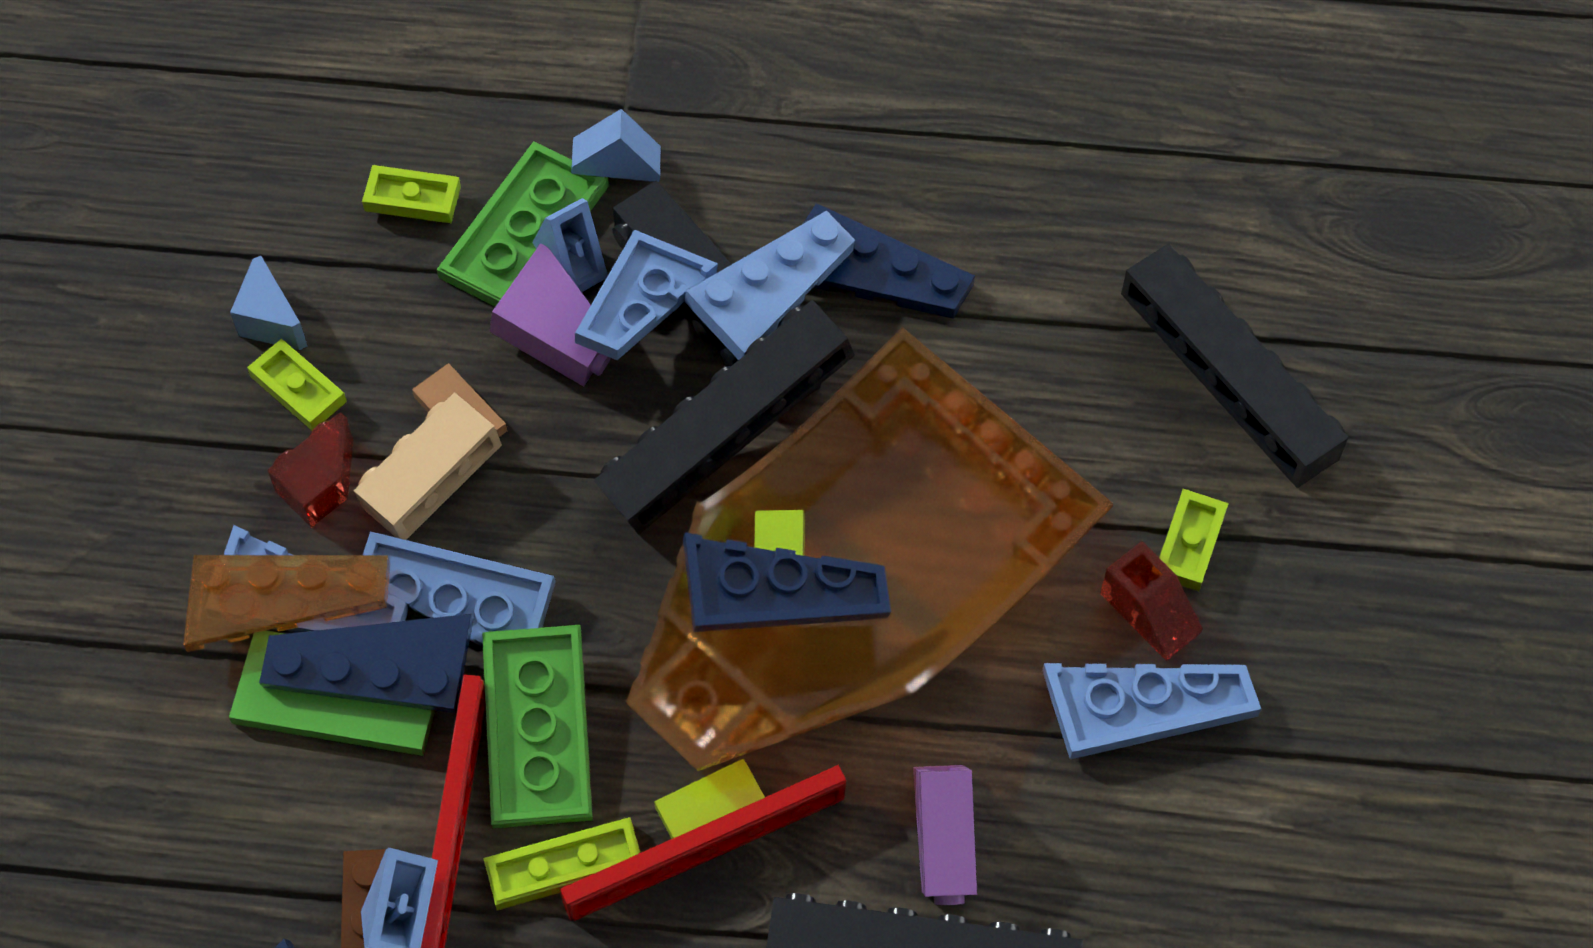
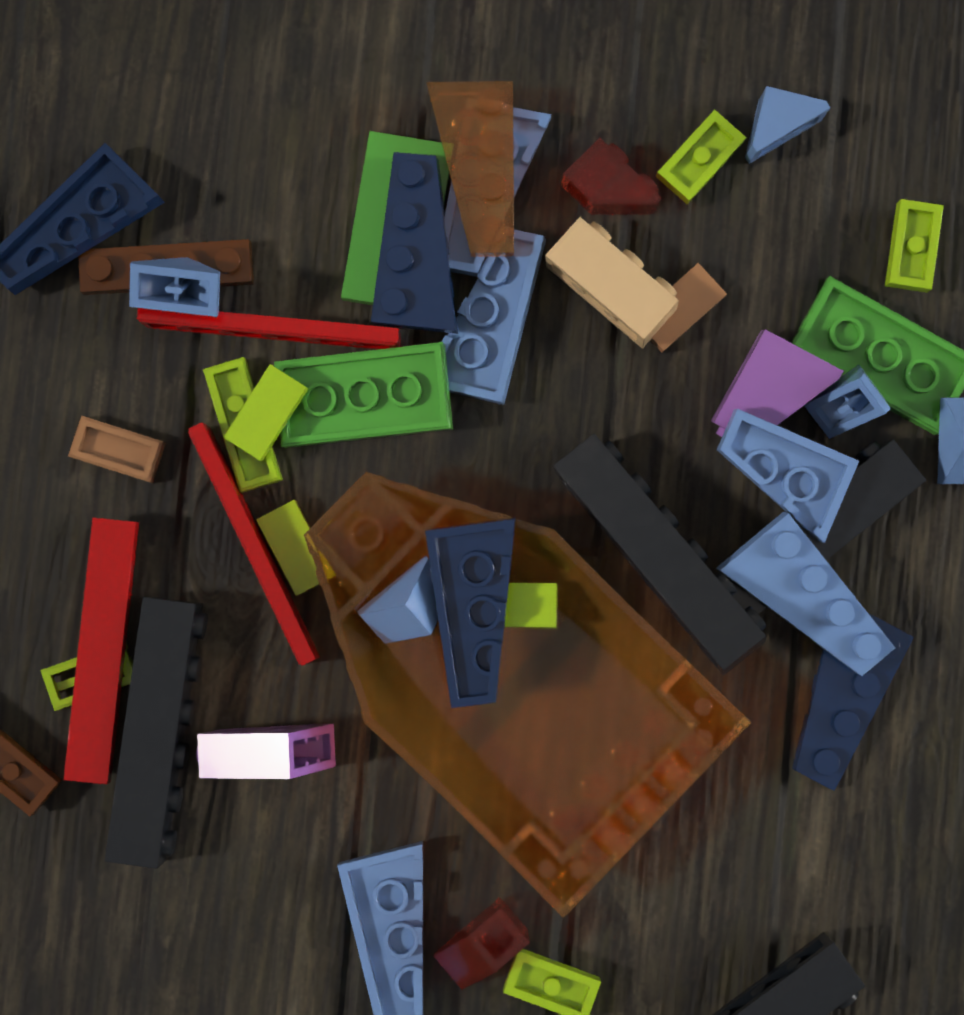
camera: 90 degrees right, 25 degrees up
(552, 825) = (265, 412): none -> lime tile
(779, 663) = (404, 607): none -> medium blue slope

